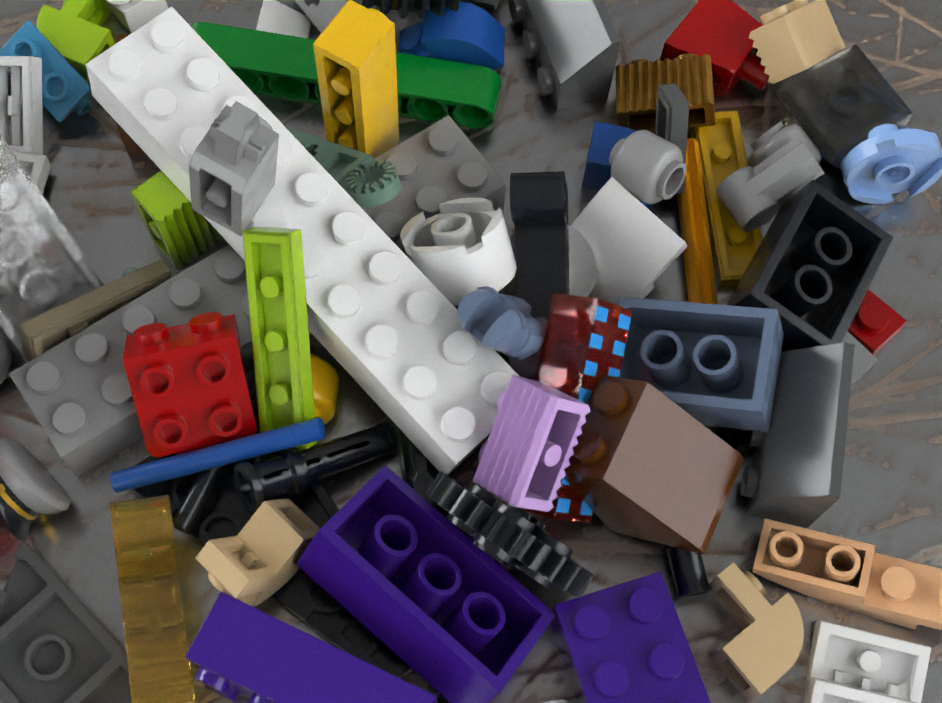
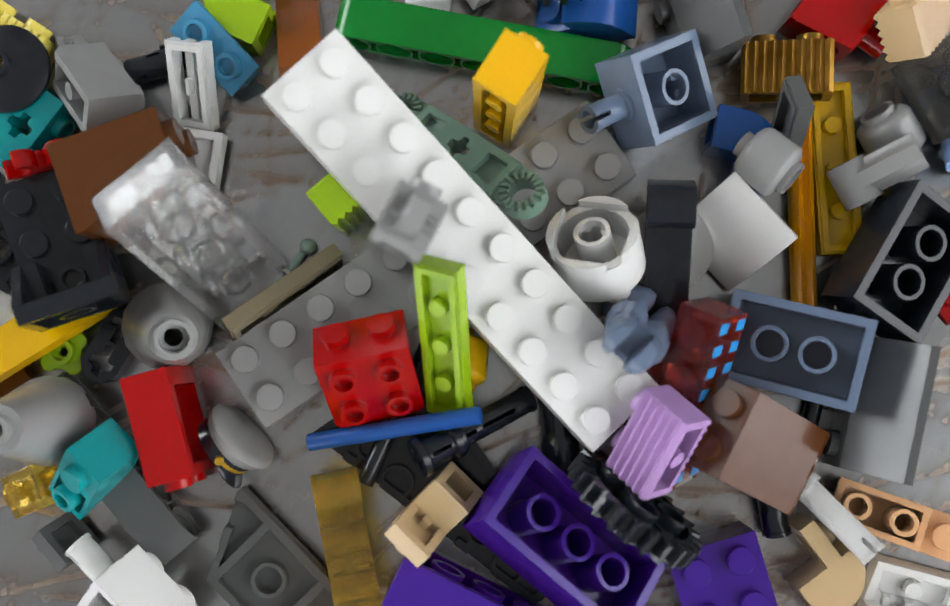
camera: 10 degrees right, 20 degrees up
(519, 104) = (652, 92): none -> sand blue brick
(763, 560) = (840, 520): none -> white pin

